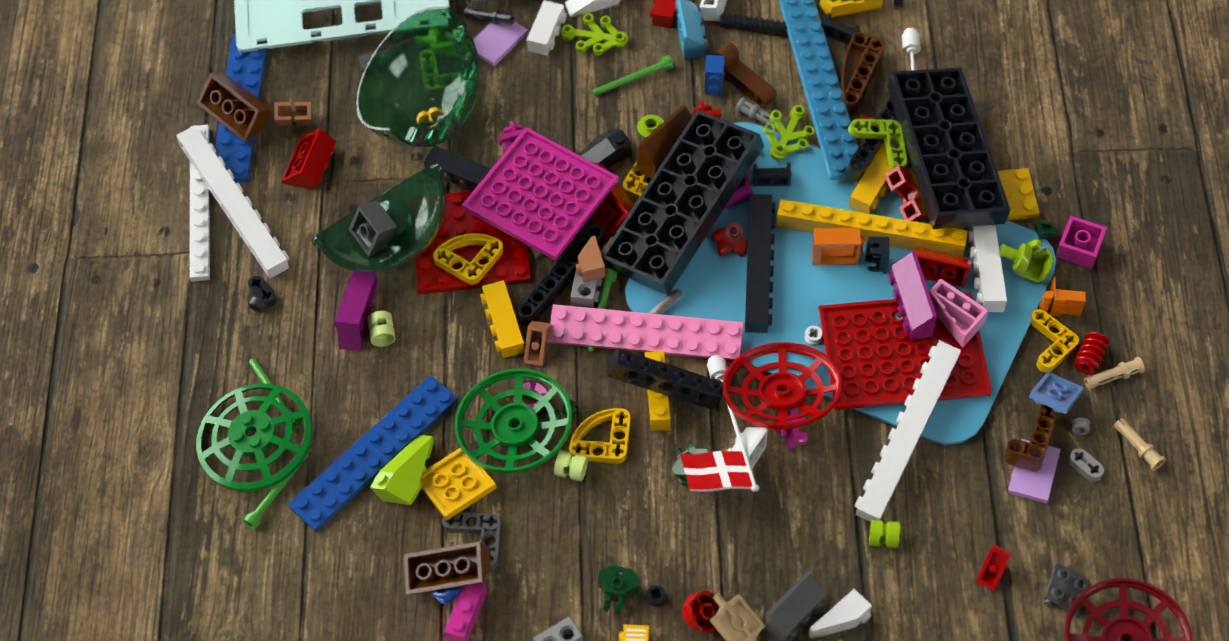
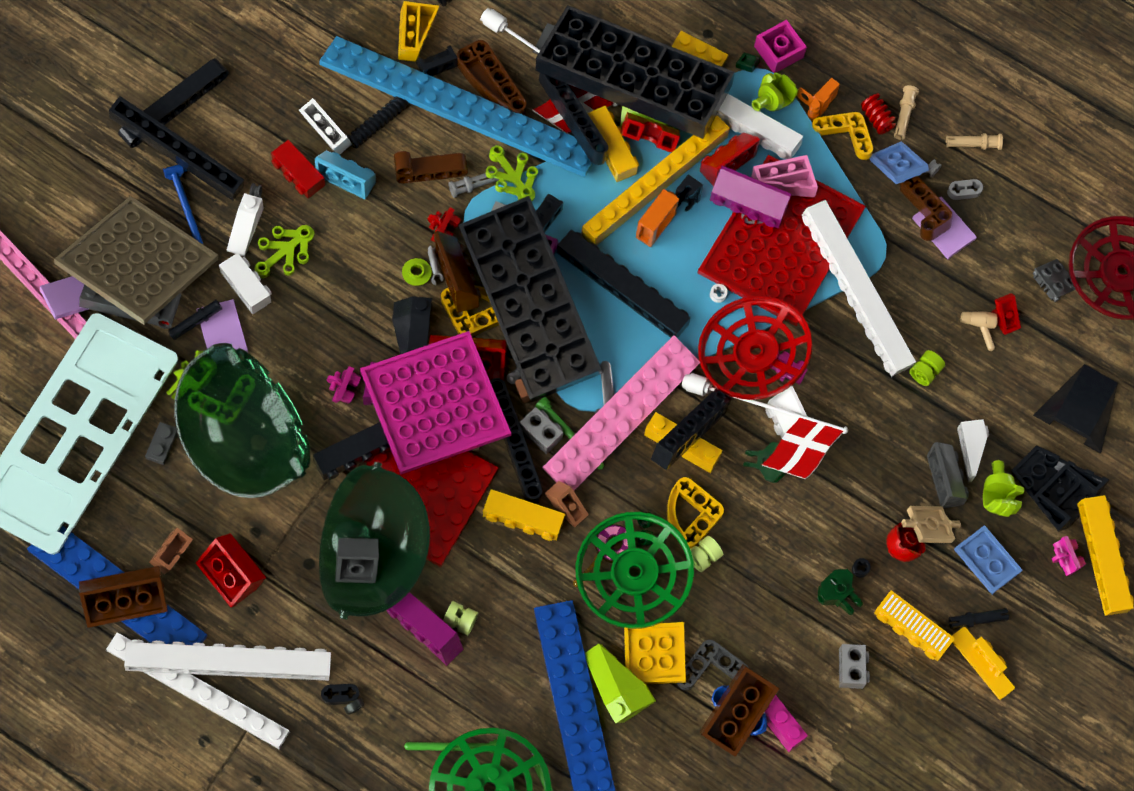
camera: 65 degrees left, 10 degrees up
(422, 116) = (263, 439): yellow piece -> none
(468, 267) = (453, 509): yellow beam -> none
(590, 262) = (530, 408): nougat slope -> none
(664, 64) = (362, 216): bright green piece -> none
(714, 75) = (412, 188): blue brick -> none
(729, 241) = (584, 293): red plate -> none
(884, 133) = (584, 104): lime beam -> none
(971, 554) = (985, 321): none -> tan piece

